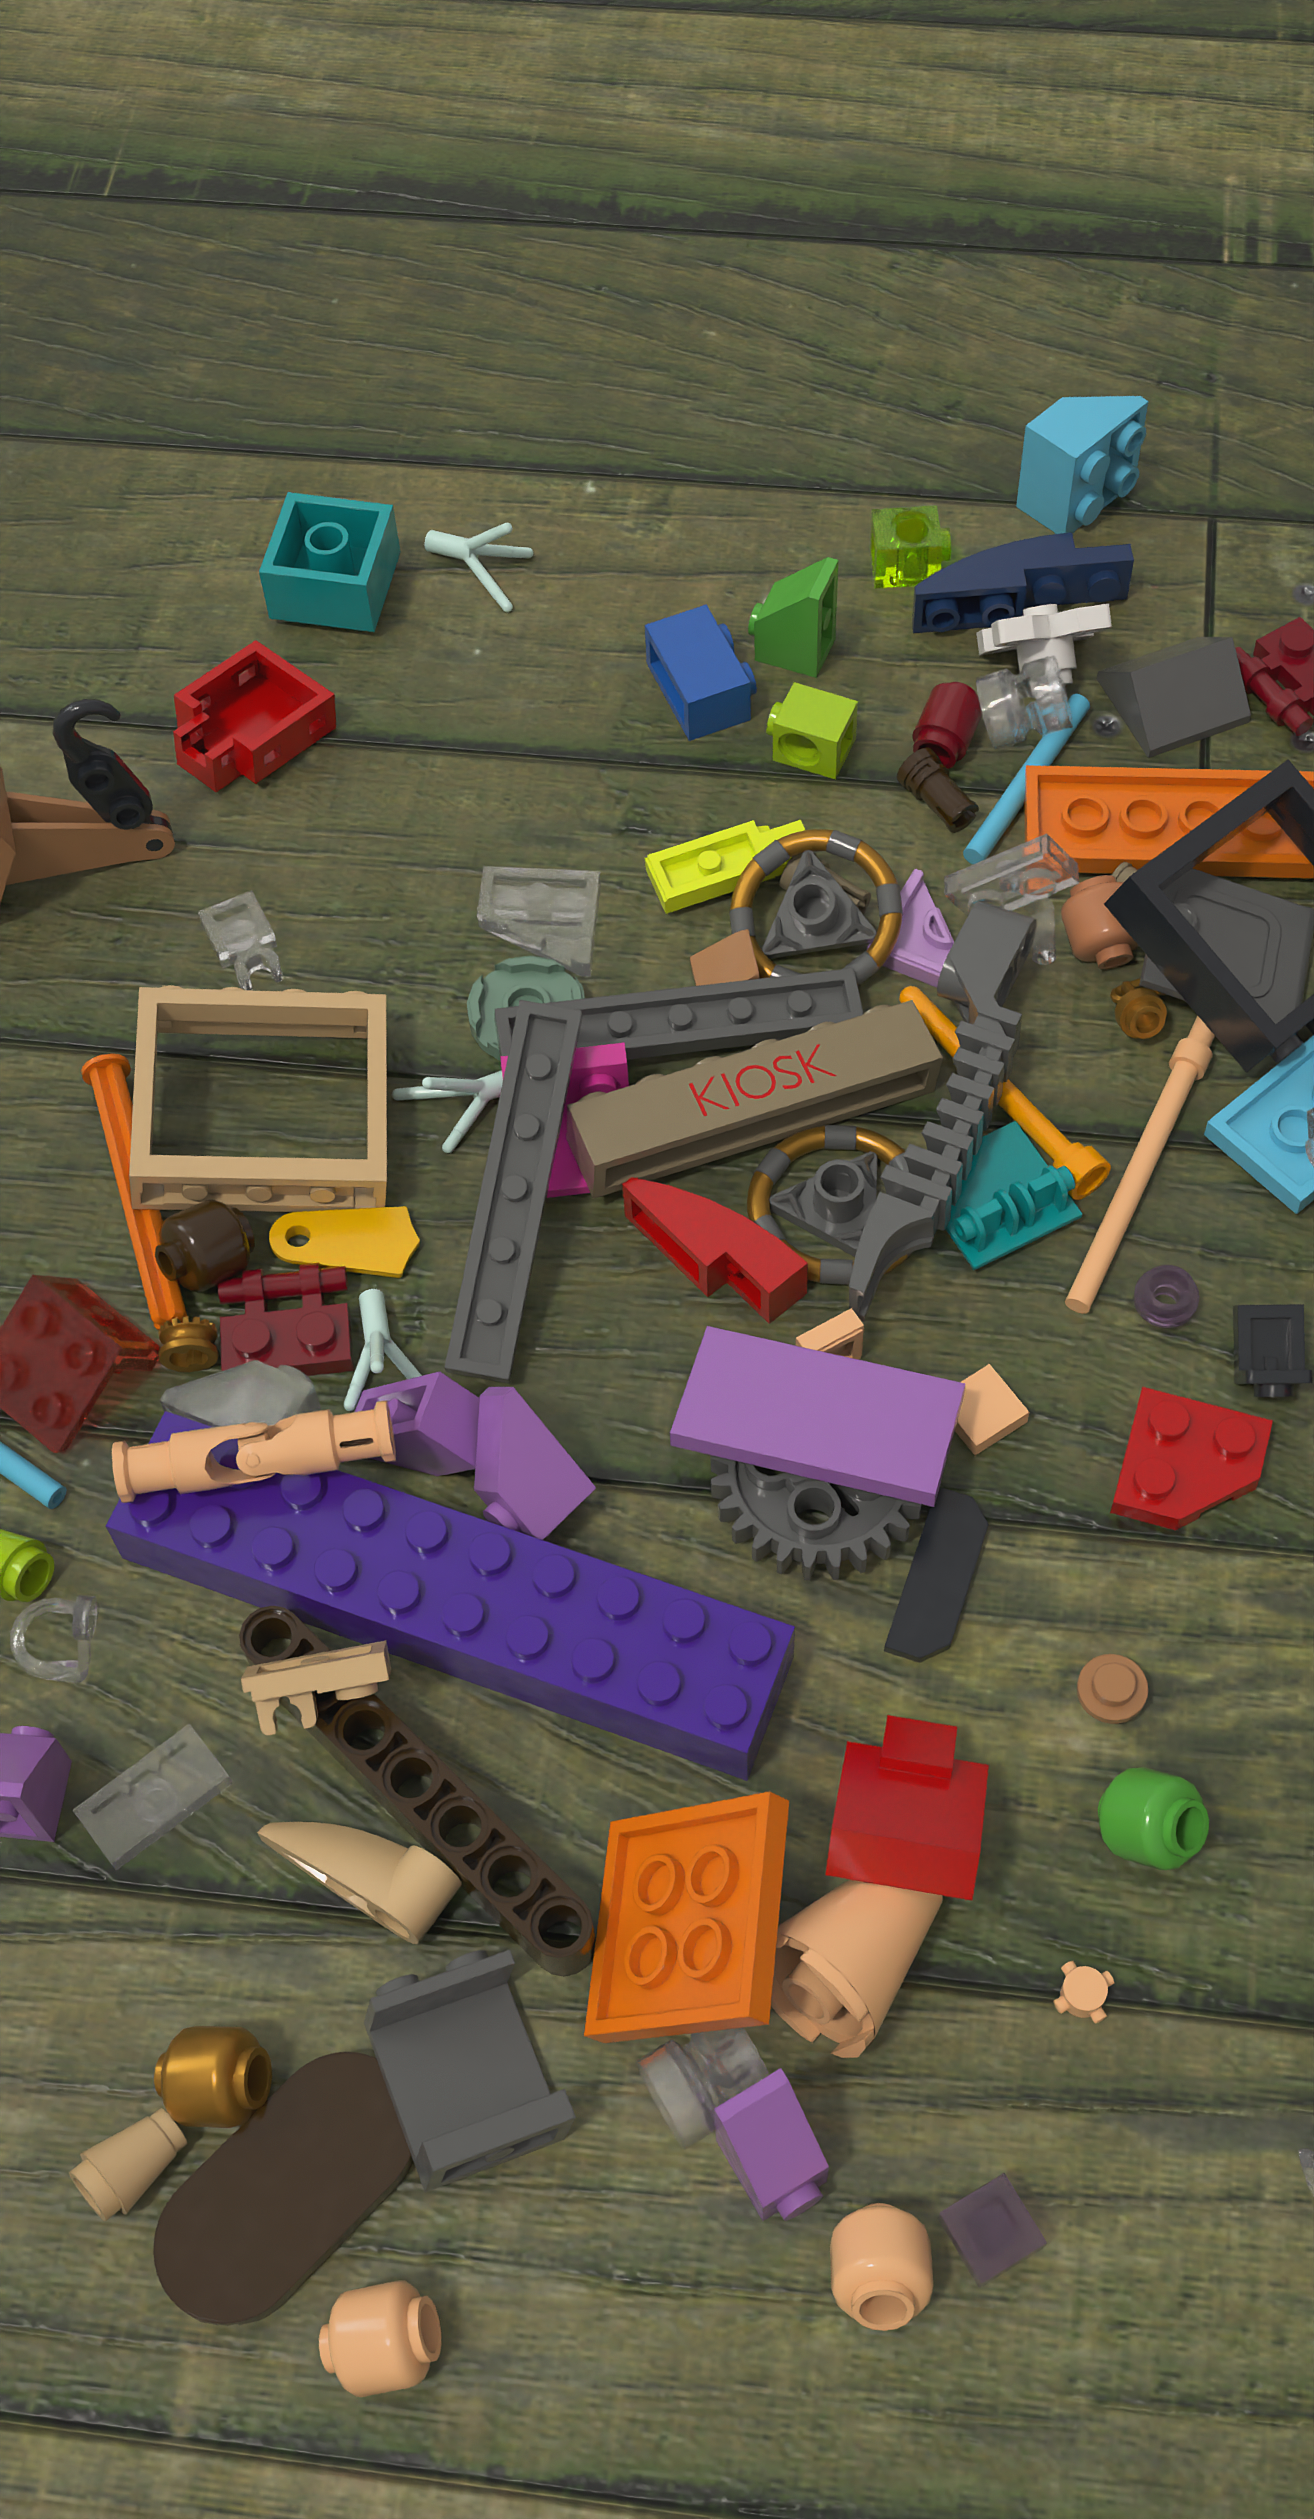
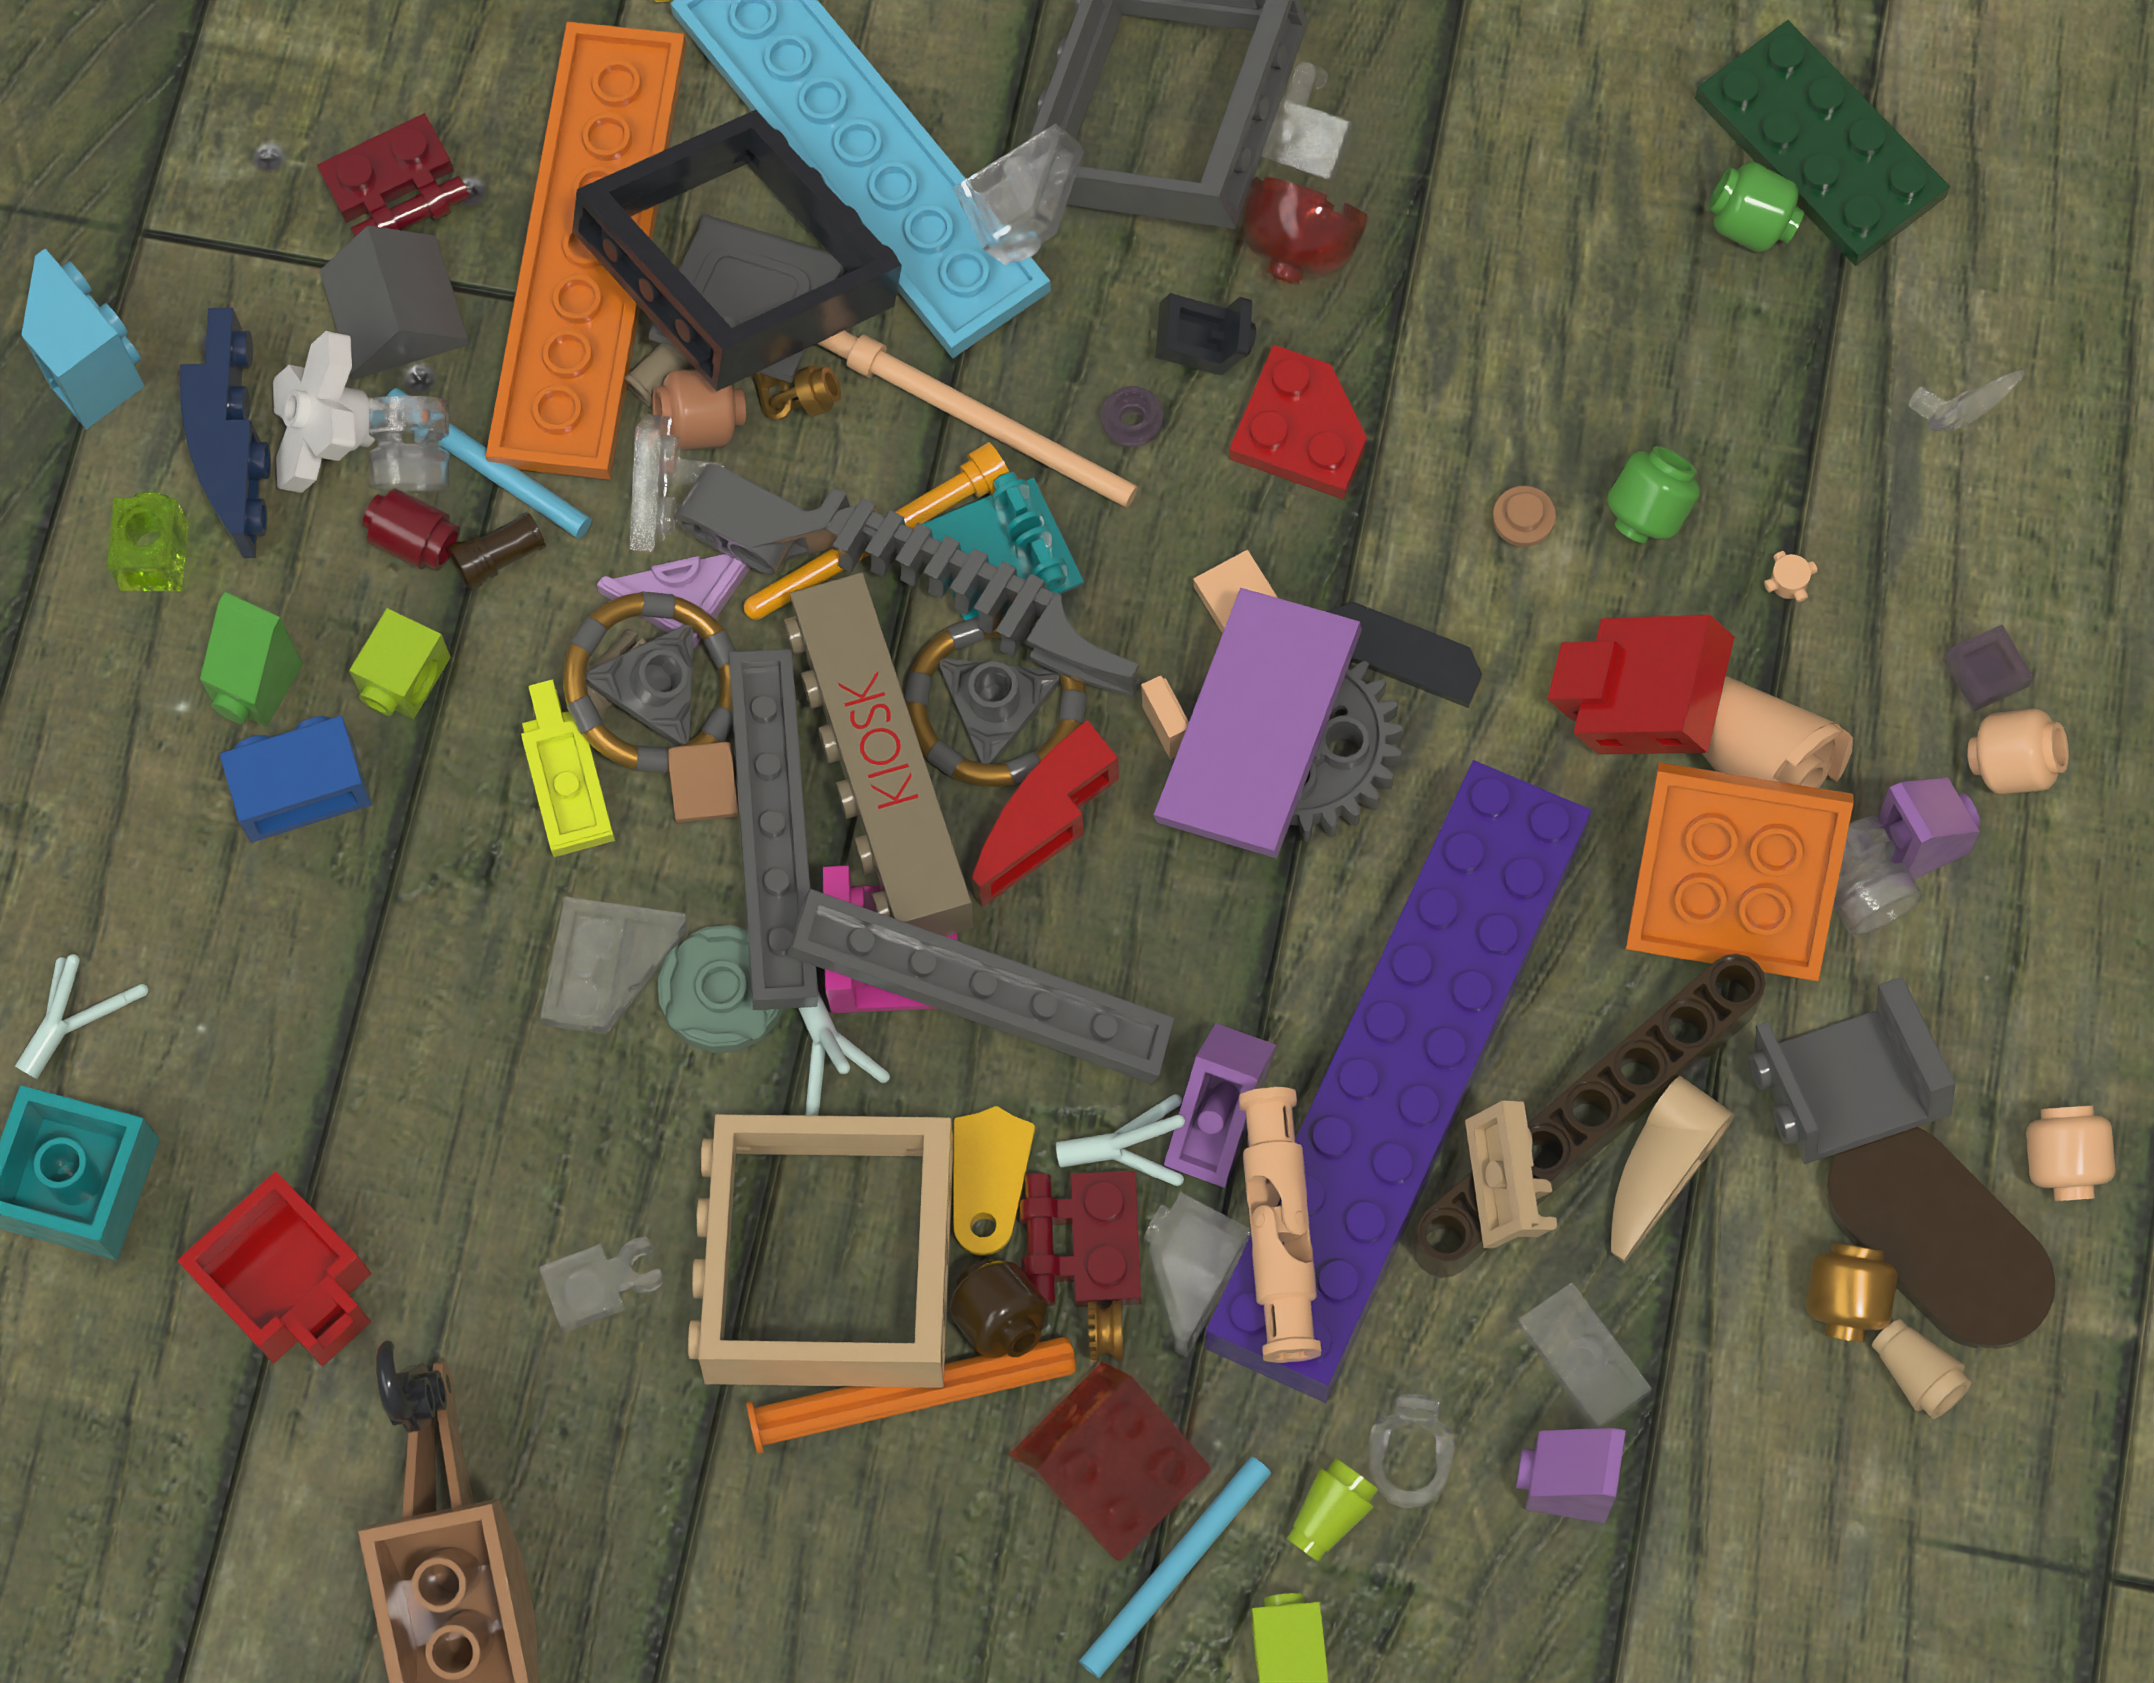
camera: 85 degrees left, 10 degrees up
(523, 1467) = (1288, 998): medium lavender slope -> none

